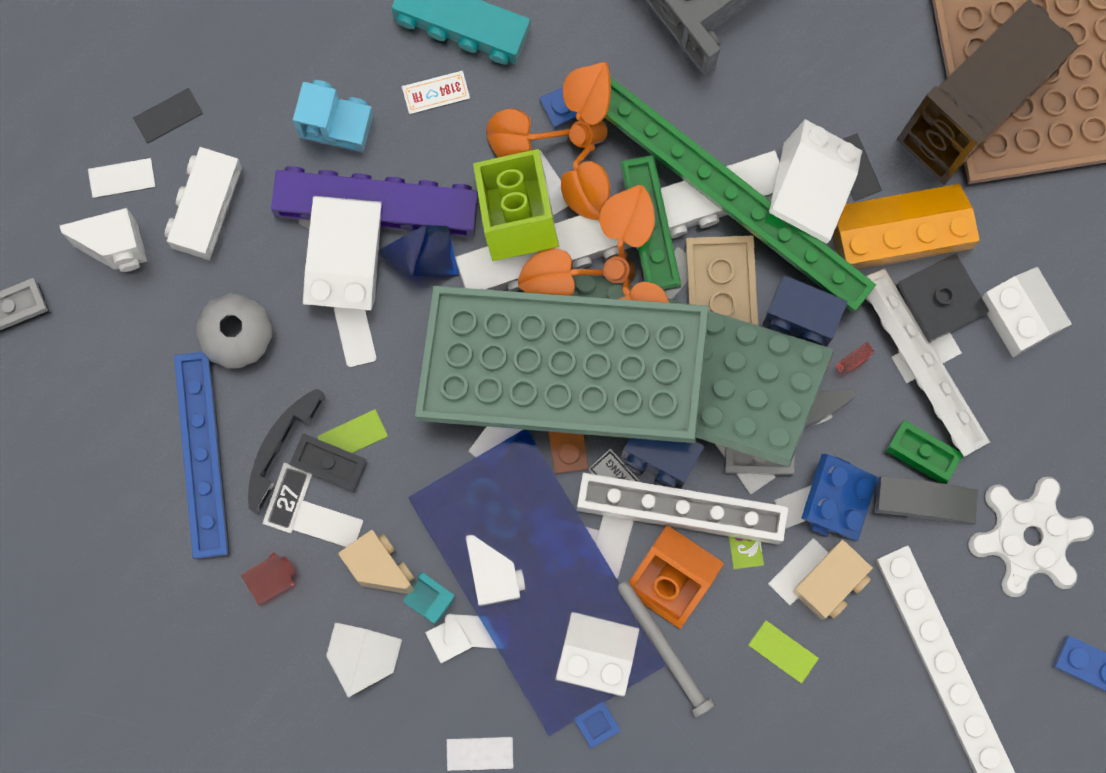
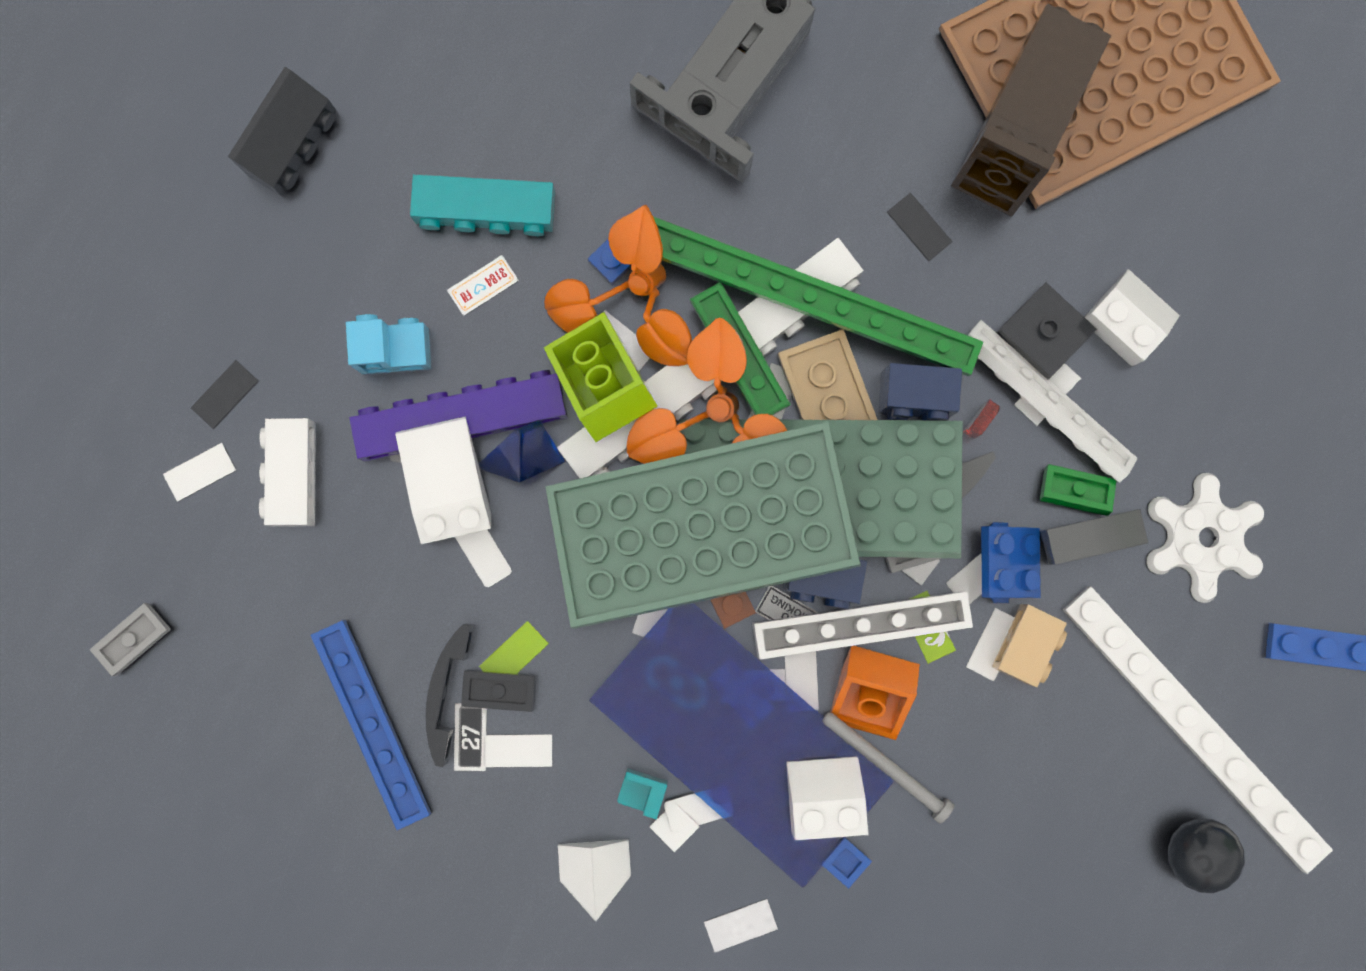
camera: 20 degrees left, 5 degrees up
(109, 238) = (207, 540): white slope -> none
(247, 345) = (382, 586): light grey piece -> none
(269, 578) = (479, 824): clear red bracket -> none
(374, 567) = (578, 779): tan slope -> none
(493, 574) = (698, 753): white slope -> none
(783, 651) = (1002, 728): lime sticker -> none
(814, 180) = (888, 255): white slope -> none
(906, 227) = (987, 271): light orange slope -> none

